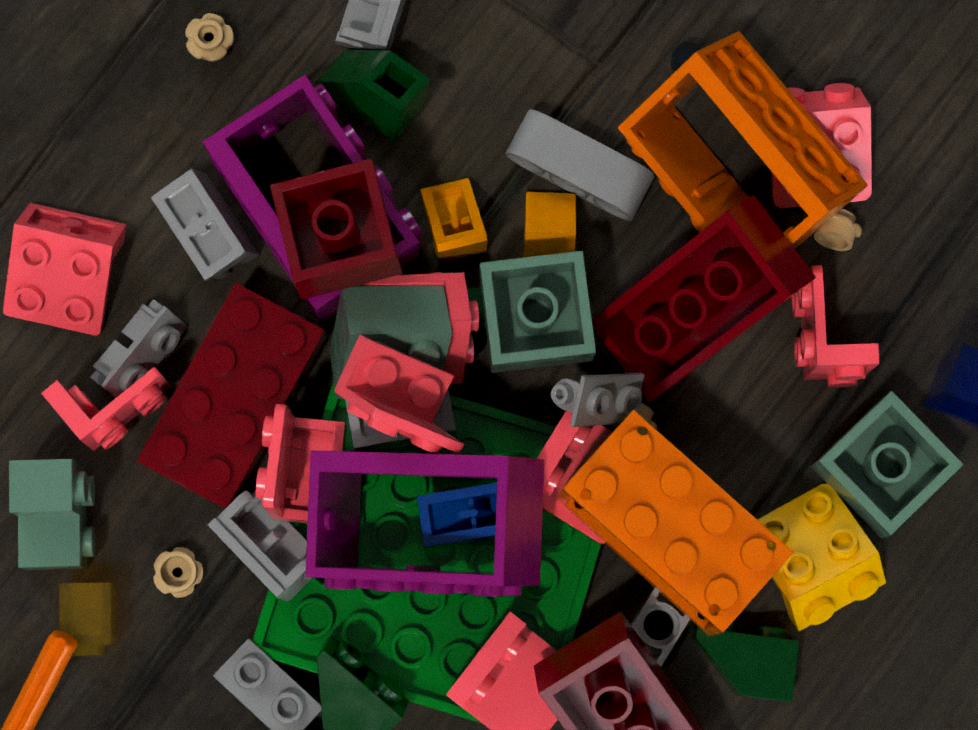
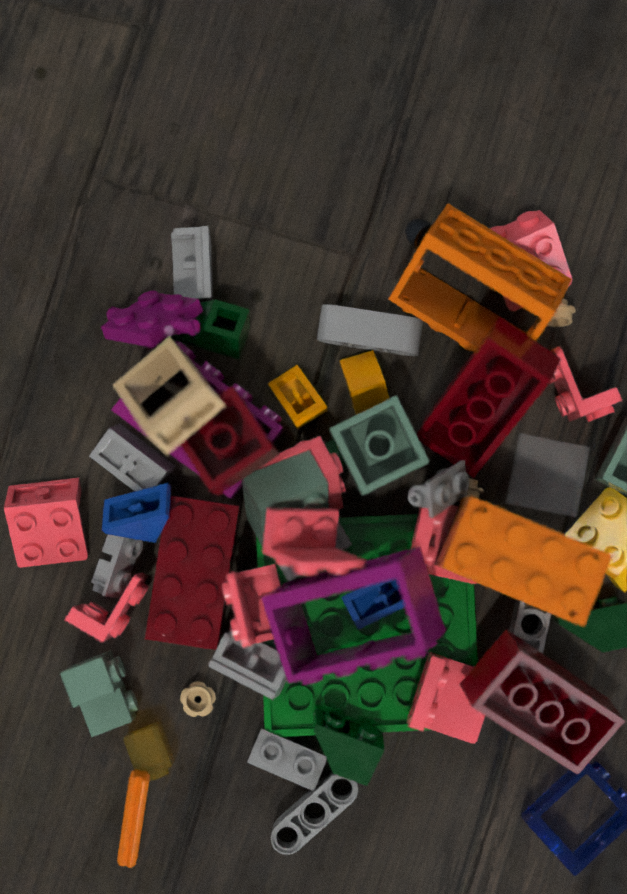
camera: 10 degrees left, 5 degrees up
(187, 293) = (138, 513): none -> blue slope
(209, 50) = (78, 331): tan plate -> none
(299, 46) = (153, 319): none -> magenta plate
(315, 157) = (196, 400): none -> tan window
(750, 439) = (547, 475): none -> clear tile

